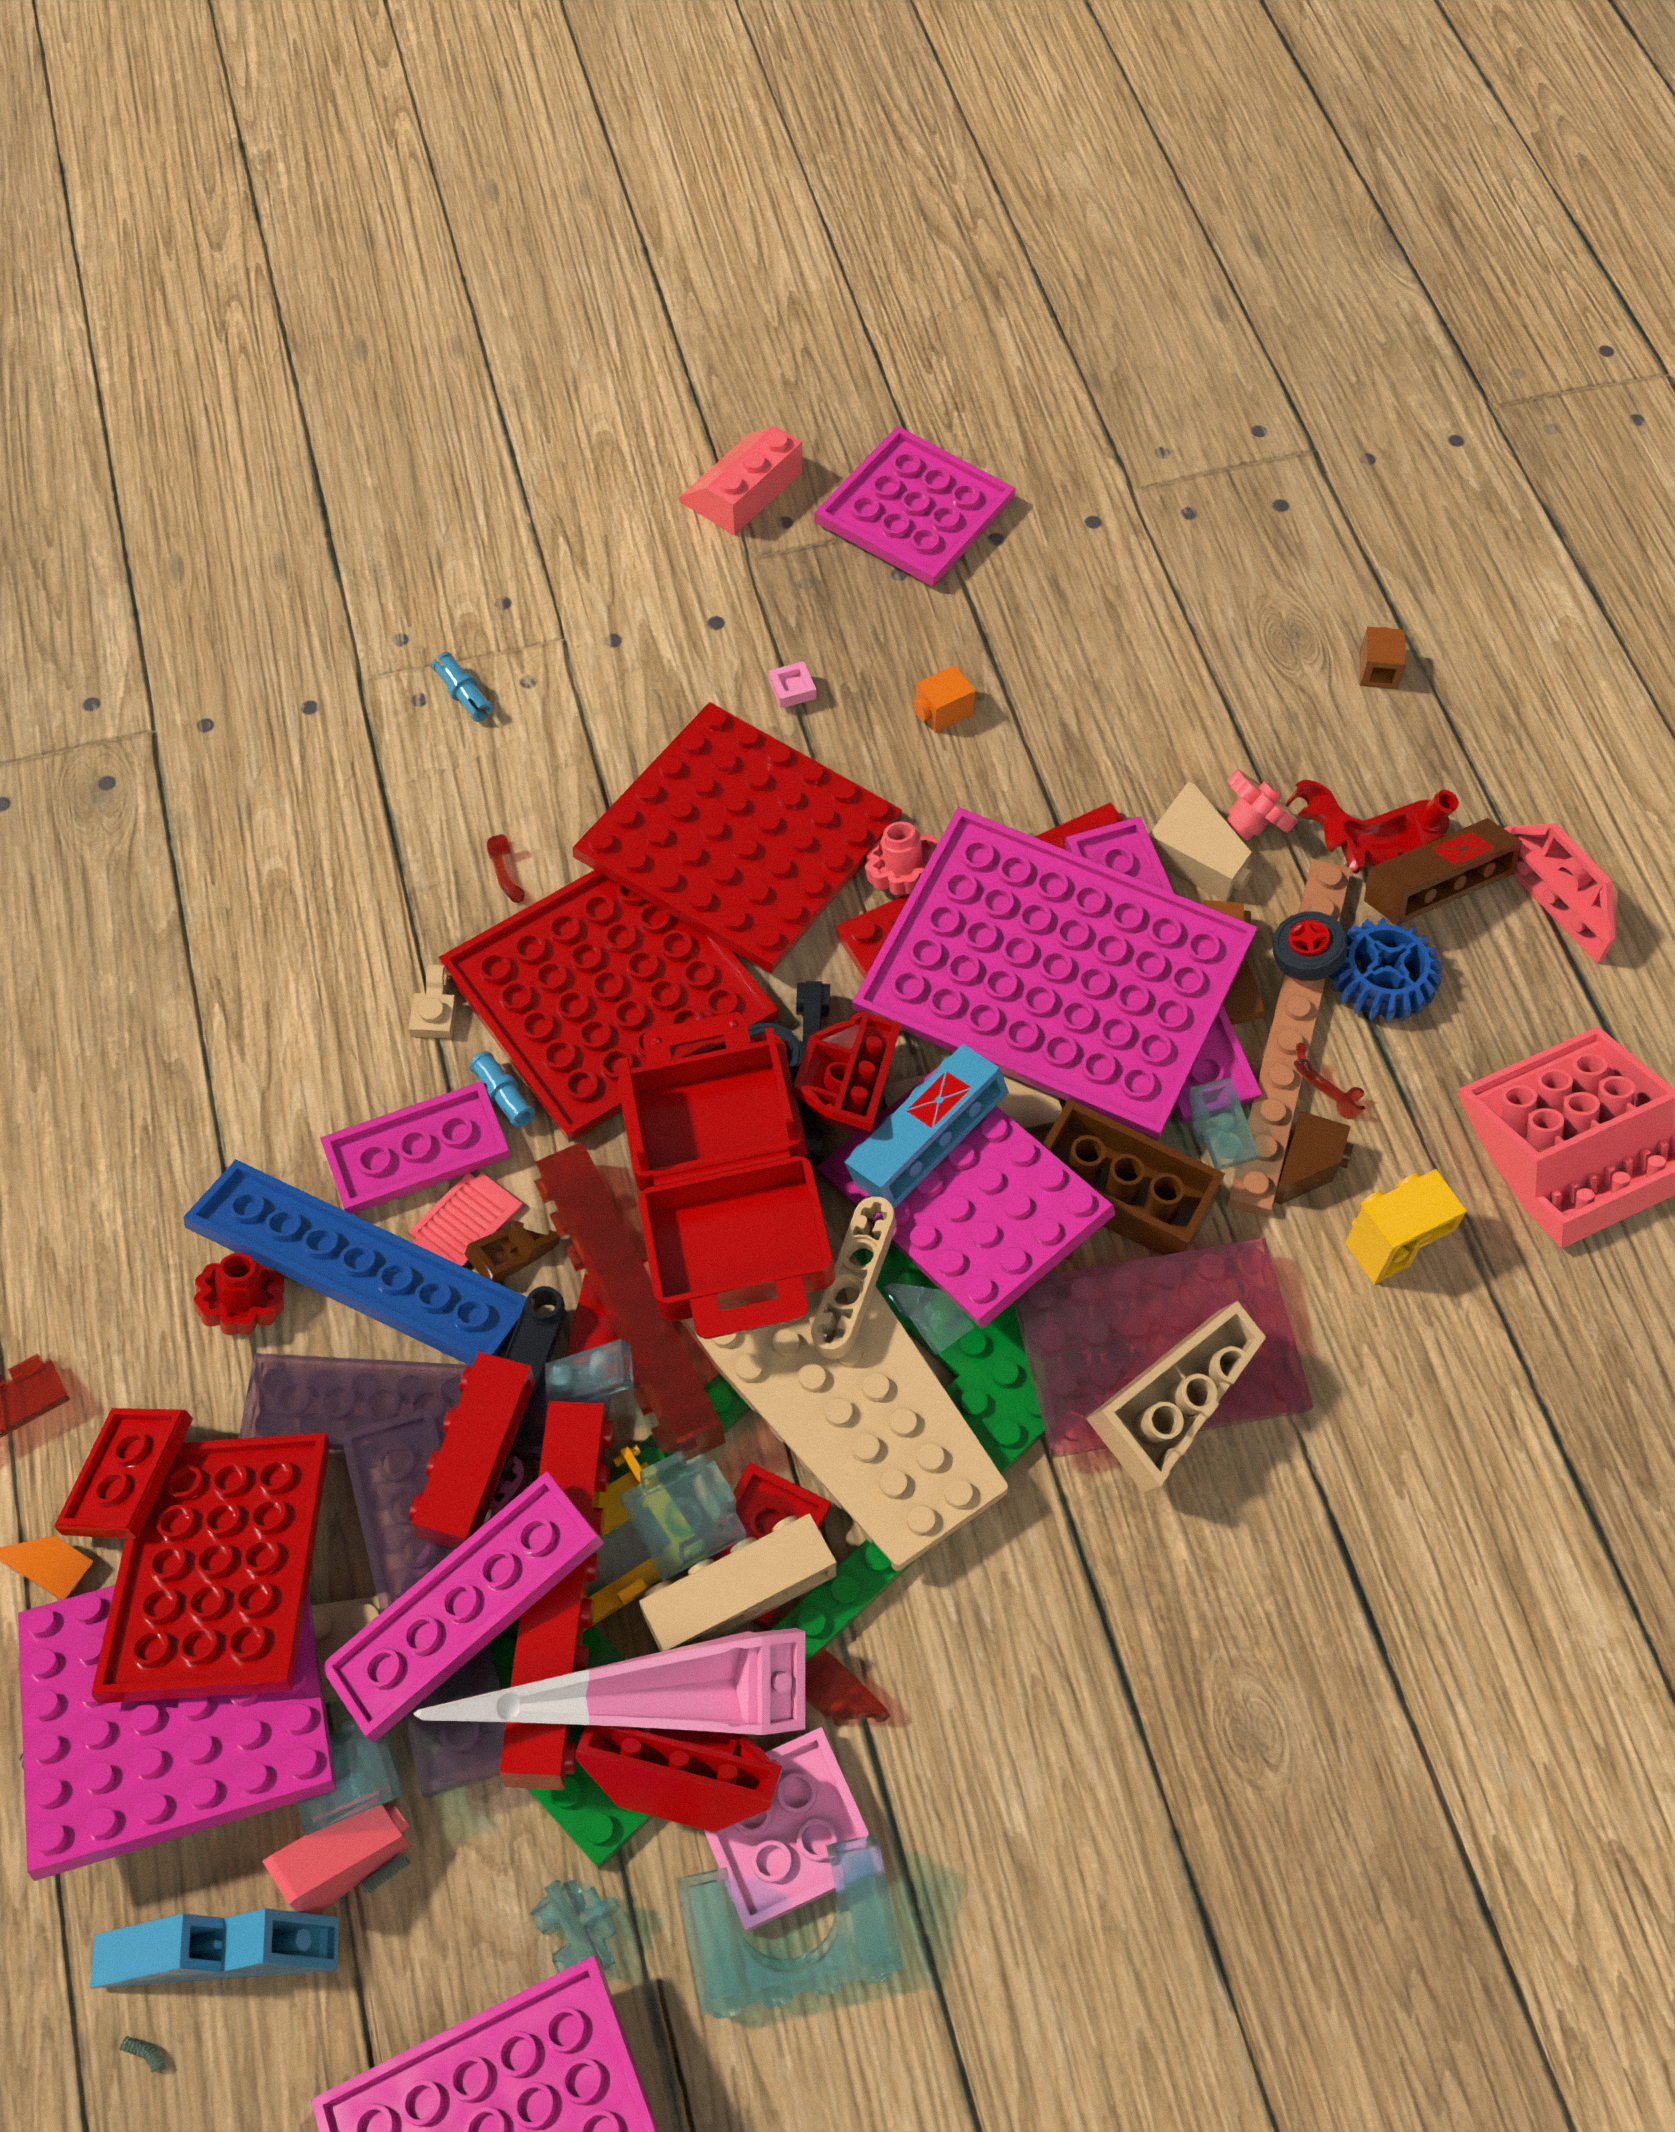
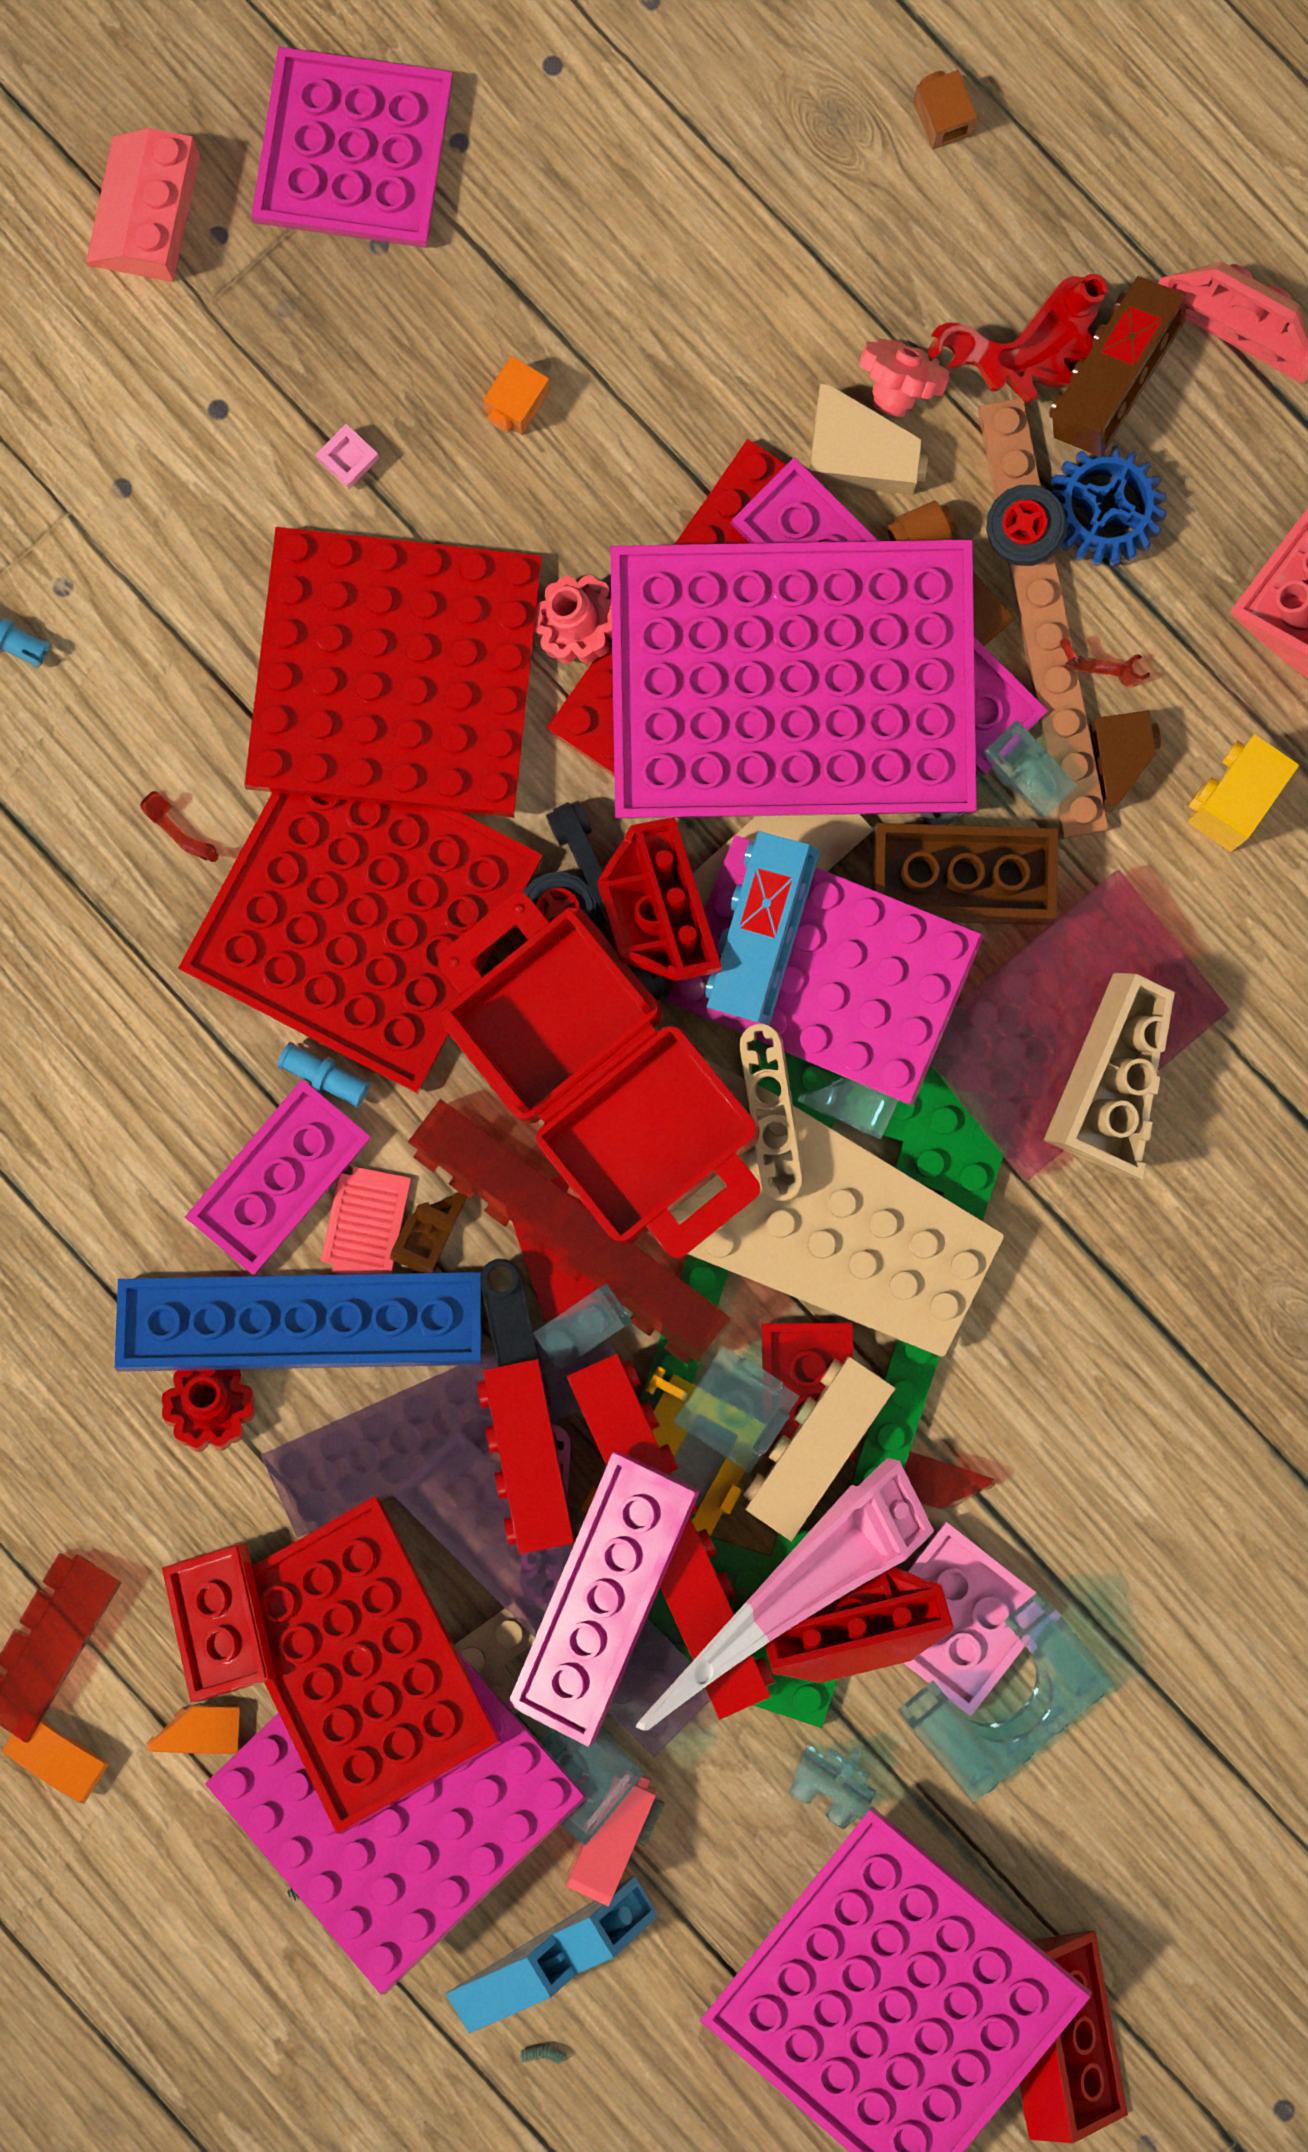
camera: 30 degrees left, 25 degrees up
(435, 1011) = (204, 1024): tan plate -> none

